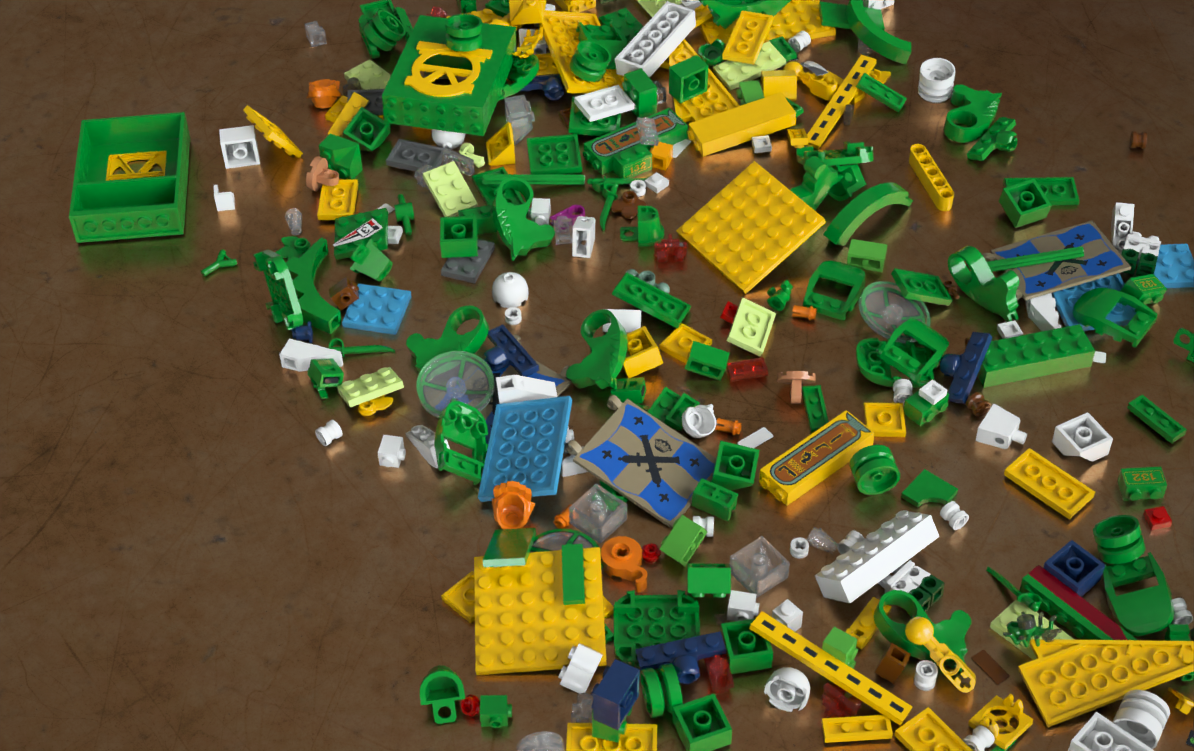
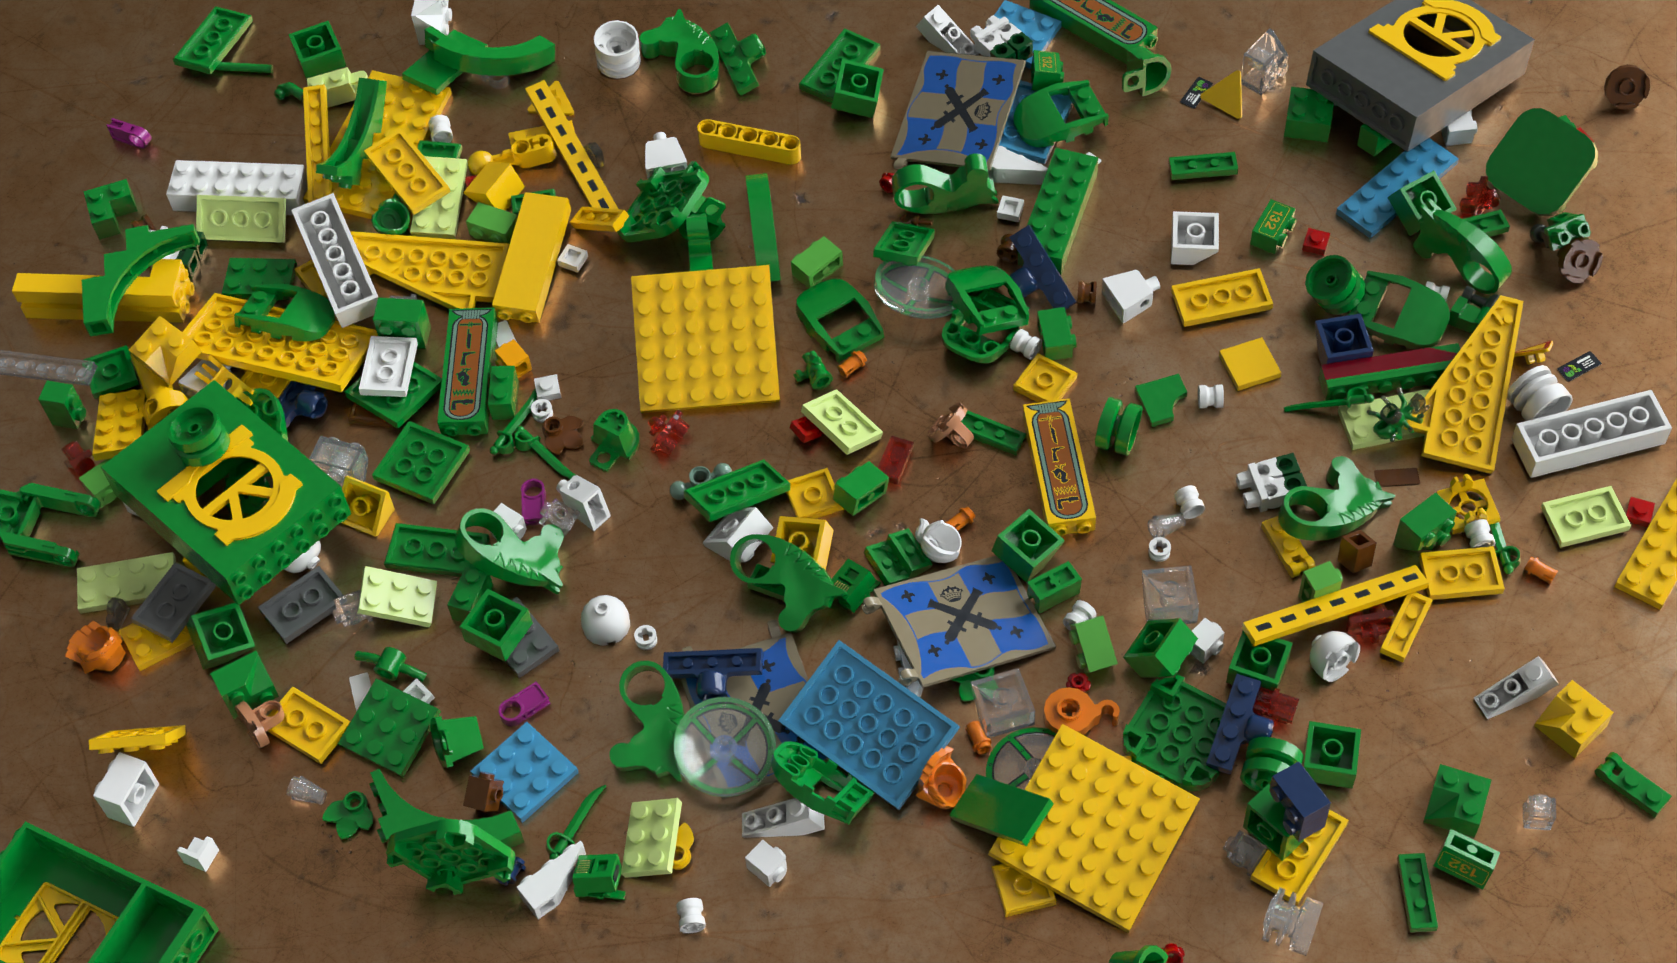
camera: 55 degrees left, 10 degrees up
(220, 262) = (307, 910): green piece -> none
(347, 114) = (180, 642): yellow plate -> none
(362, 232) = (397, 722): sticker -> none
(384, 30) = (54, 523): green wheel -> none
(425, 286) = (528, 700): none -> magenta piece
(464, 163) = (350, 565): clear plate -> none
(467, 150) = (336, 545): yellowish green piece -> none
(494, 710) = (1195, 936): green brick -> none
(522, 388) = (780, 683): white slope -> none
(536, 179) = (446, 504): green axle -> none
(573, 574) = (1084, 766): green tile -> none
(580, 669) = (1199, 826): white brick -> none
(590, 61) = (320, 339): green wheel -> none
(647, 131) = (476, 350): clear plate -> none
(688, 79) = (430, 264): green brick -> none
(756, 438) = (989, 507): white sticker -> none
(788, 615) = (1244, 607): white brick -> none
(814, 67) = (496, 141): dark grey sticker -> none
(876, 556) = (1227, 488): white brick -> none
(881, 92) = (590, 107): green tile -> none
(882, 143) = (664, 153): none -> white torso
(920, 632) = (1351, 504): yellow beam -> none
(925, 675) = (1383, 532): white wheel -> none
(933, 392) = (1059, 318): white plate -> none
(950, 694) = (1426, 525): none -> green slope
(1007, 528) = (1250, 364): none -> yellow tile
(1035, 259) = (947, 125): green axle -> none

